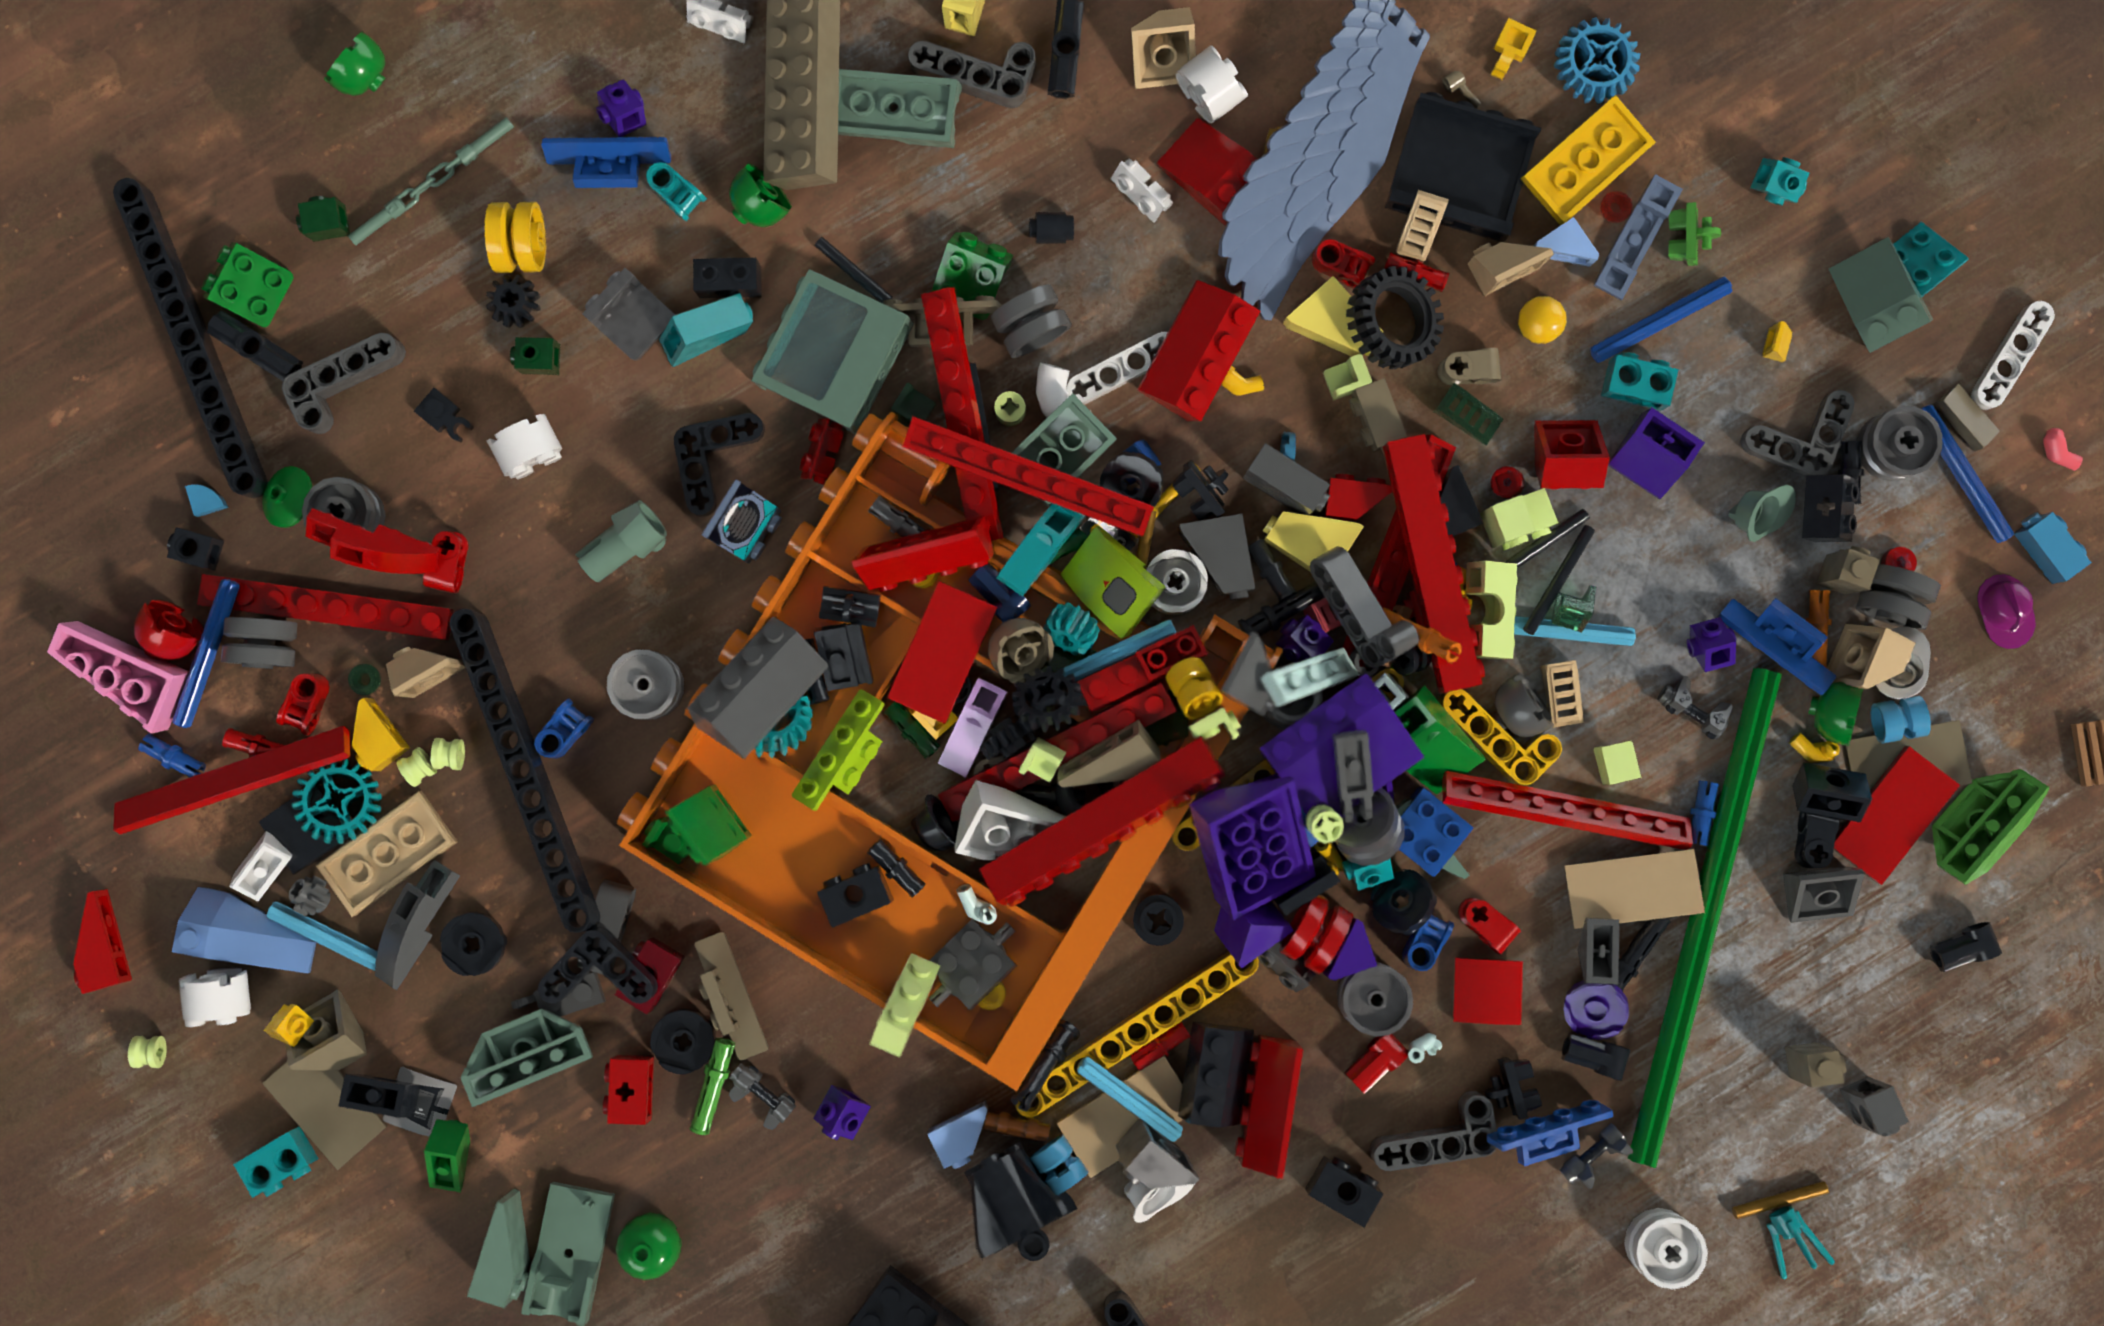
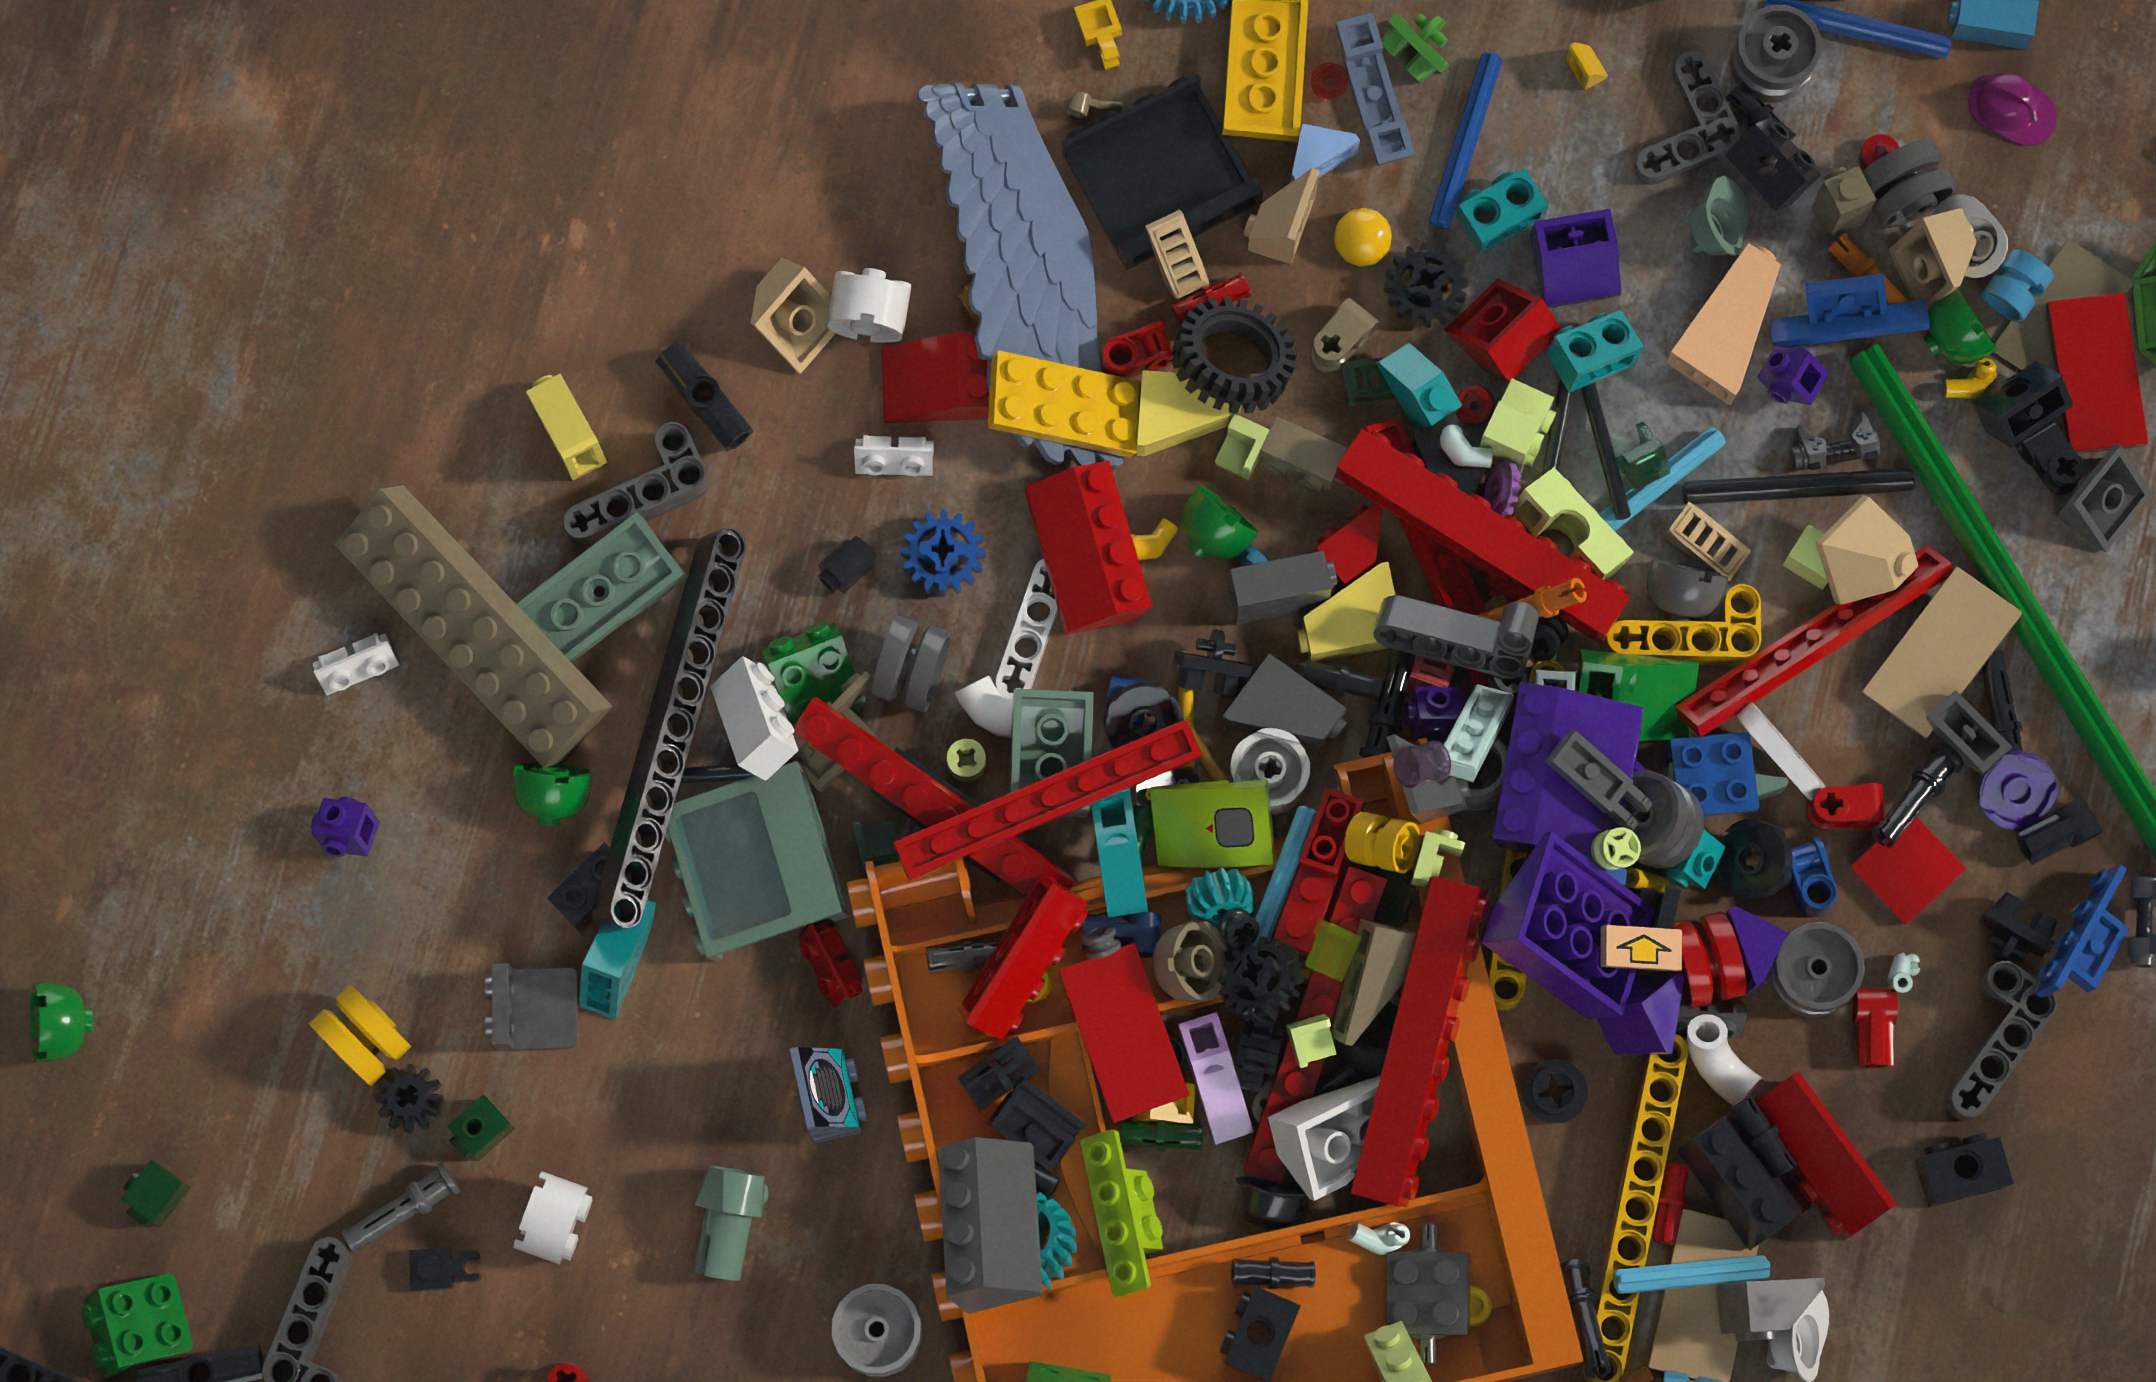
camera: 45 degrees left, 10 degrees down
(396, 206) = (213, 1117): sand green piece -> none
(464, 362) = (418, 1198): none -> dark grey pin
(606, 160) = (375, 888): blue bracket -> none
(678, 194) = (468, 855): teal piece -> none
(704, 445) = (717, 1059): black beam -> none
(840, 226) = (656, 738): none -> black beam
(908, 267) = (754, 718): none -> white brick
(978, 588) = (1100, 942): none -> dark grey bush
(1065, 655) = (1234, 921): none -> black bush
(1103, 722) = (1332, 949): none -> clear neon green panel
(1104, 264) = (928, 552): none -> blue gear
(1248, 1064) = (1764, 1136): none -> black pin
(1253, 667) = (1422, 764): none -> clear purple wheel
(1266, 251) = (1063, 404): none -> yellow plate
(1266, 997) = (1717, 1061): none -> white cylinder
(1282, 893) = (1641, 948): none -> light nougat tile
(1285, 409) = (1215, 526): none -> green cylinder
(1470, 502) = (1460, 450): none -> light aqua arm
(1473, 547) = (1502, 487): none -> medium lavender gear
(1481, 855) = (1780, 750): none -> white beam
(1485, 440) = (1418, 386): none -> teal slope
(1547, 955) = (1926, 784): none -> black pin
(1564, 387) = (1432, 299): none -> black gear
(1610, 524) = (1598, 357): none -> teal brick
(1648, 790) = (1865, 553): none -> tan slope
(1650, 711) = (1798, 486): none -> black axle
(1698, 580) = (1724, 332): none -> light nougat slope
(1703, 812) = (1933, 527): blue pin -> none

